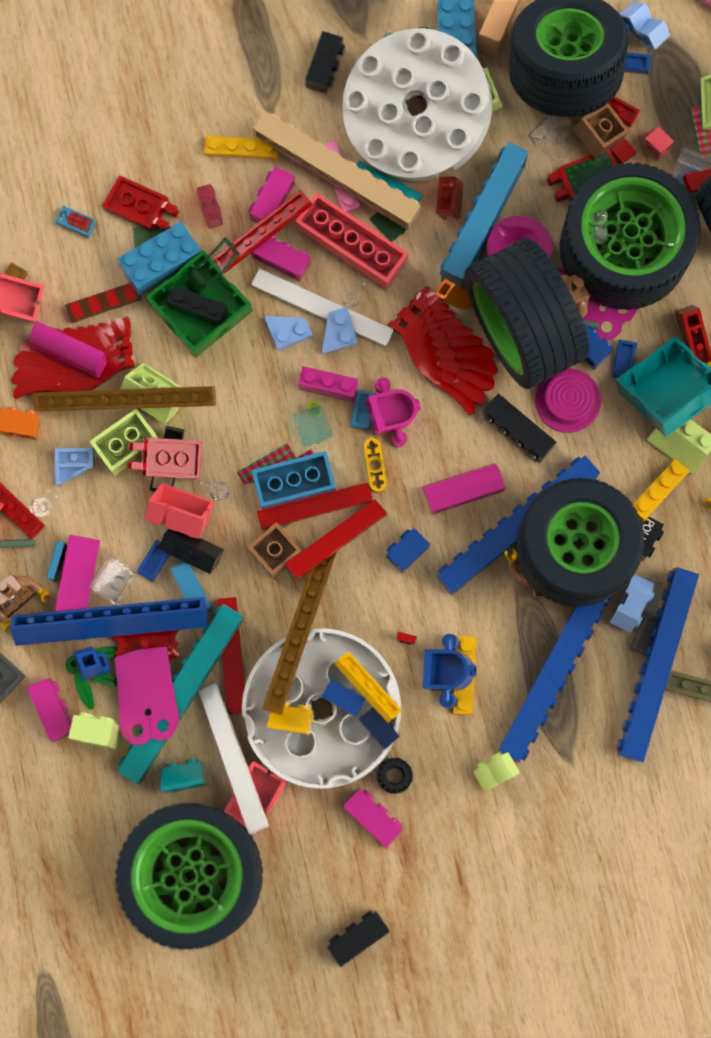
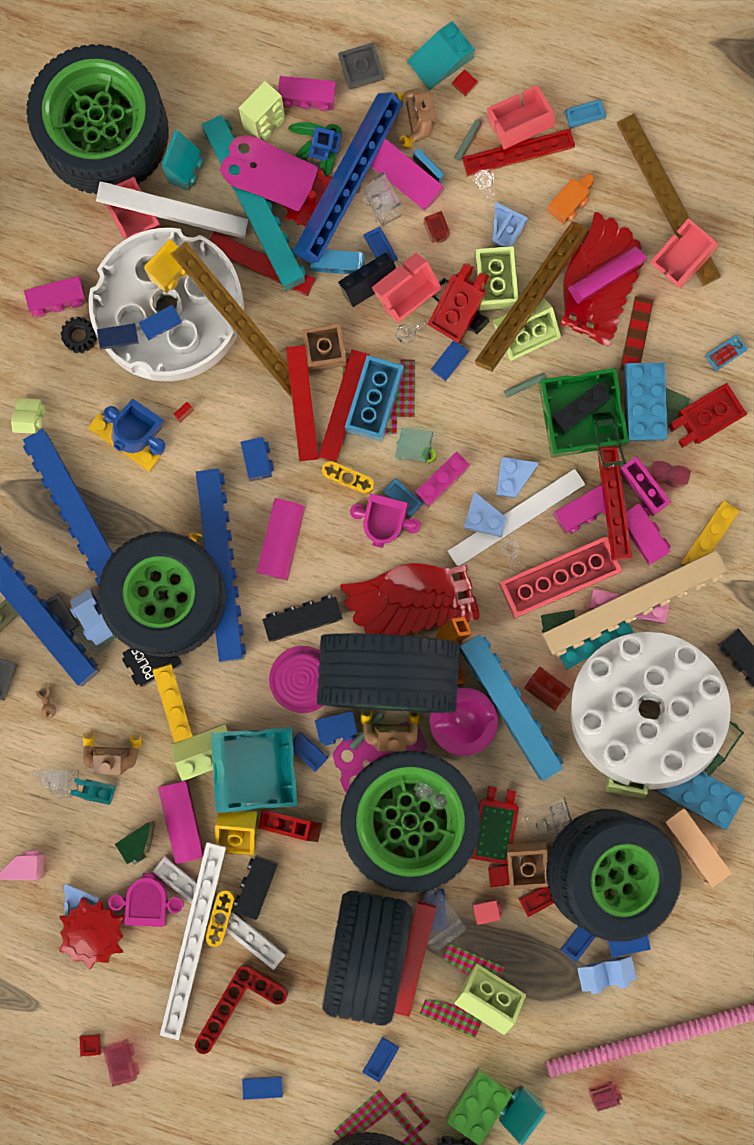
camera: 120 degrees right, 5 degrees up
(108, 520) = (436, 227): none -> clear red brick
(205, 368) = (524, 385): none -> sand green piece
(220, 441) = (449, 360): none -> blue tile
(232, 216) = (644, 486): none -> dark pink brick
(368, 687) = (155, 345): yellow plate -> none

